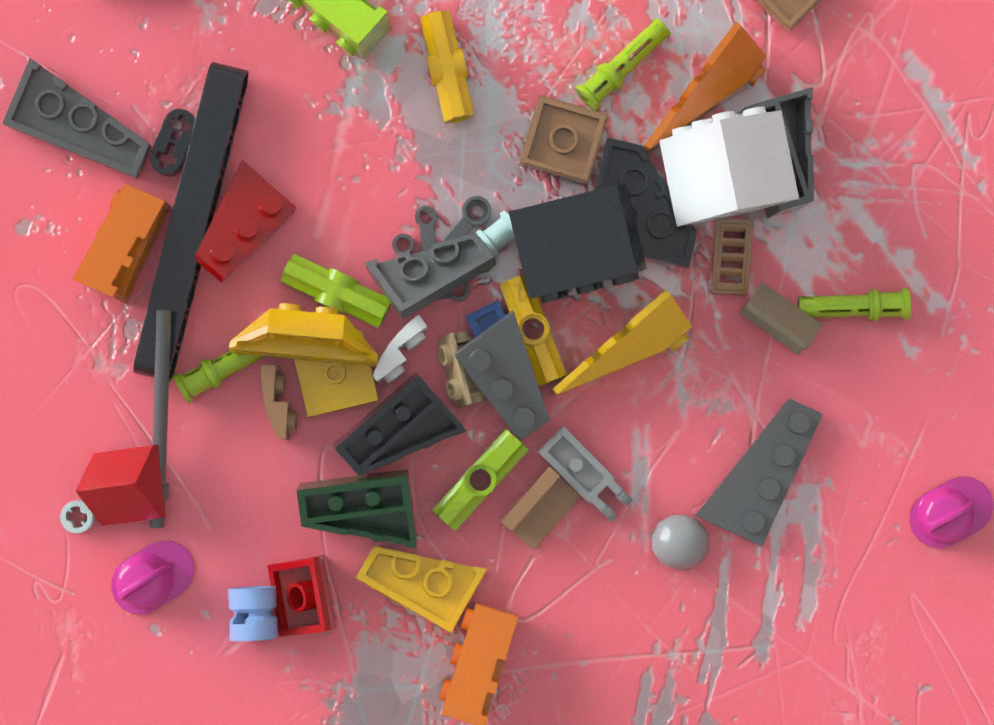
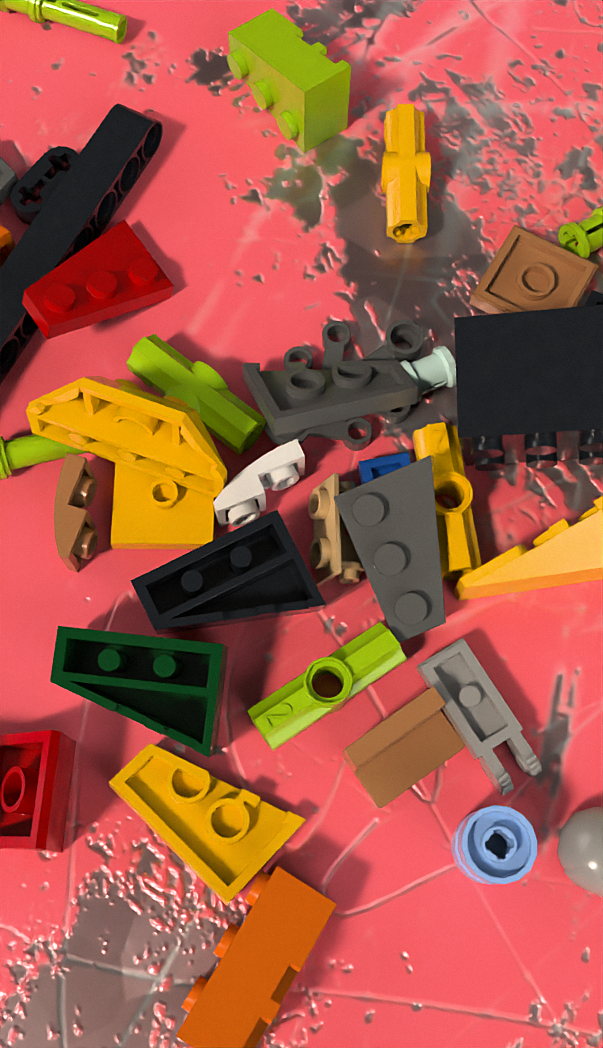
camera: 10 degrees right, 15 degrees down
(609, 557) = (494, 845): none -> light blue wheel

